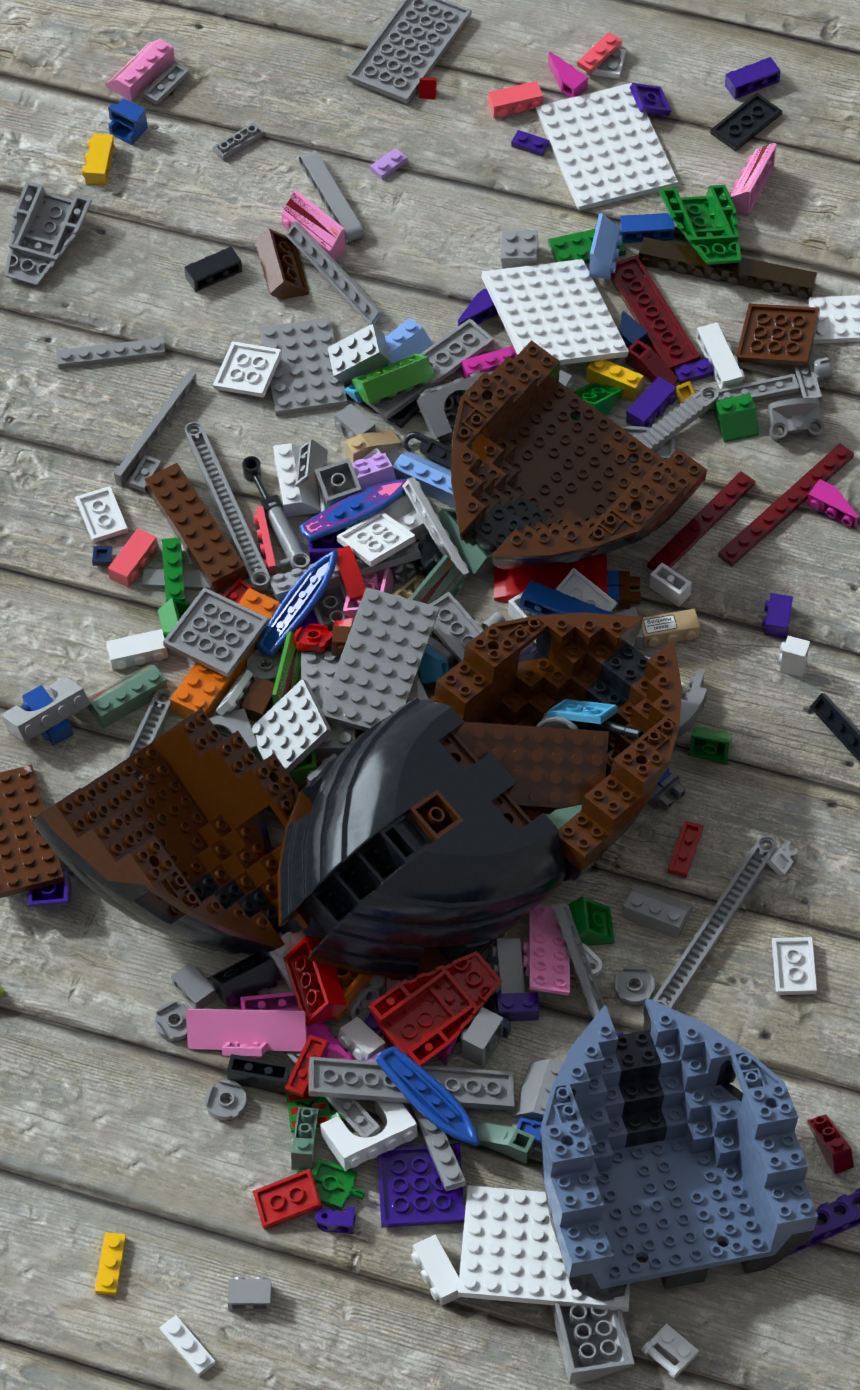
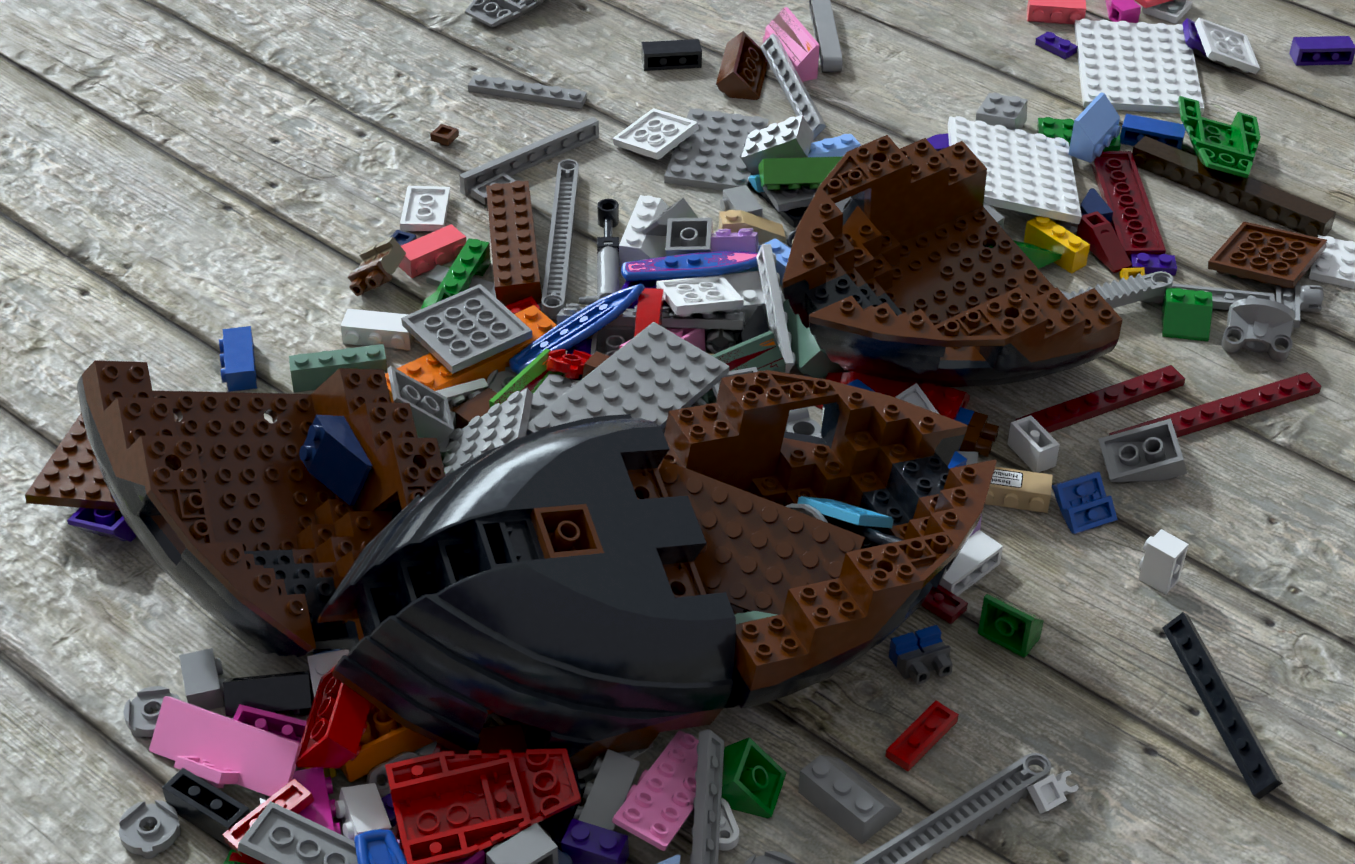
camera: 20 degrees right, 15 degrees down
(28, 724) = (230, 350): light grey arch -> none
(70, 428) = (444, 134): none -> reddish brown plate
(103, 592) = (376, 266): none -> hips
(204, 790) = (336, 457): none -> dark blue slope
(230, 718) = (428, 407): none -> light grey slope
(263, 534) = (583, 273): coral plate -> none
(388, 163) = (899, 26): lavender plate -> none
(651, 403) = (1089, 273): dark purple brick -> none
(674, 103) = (1227, 46): none -> white plate
(693, 703) = (1002, 578): light grey slope -> none
(719, 353) = (1190, 255): white brick -> none
(723, 622) = (1084, 502): none -> blue slope
(746, 122) = (1301, 83): black tile -> none
(749, 565) = (1143, 454): none -> light grey slope
(753, 178) = (1292, 124): bright pink slope -> none
(778, 615) = (1159, 512): dark purple brick -> none
(830, 501) = (1275, 425): dark pink slope -> none

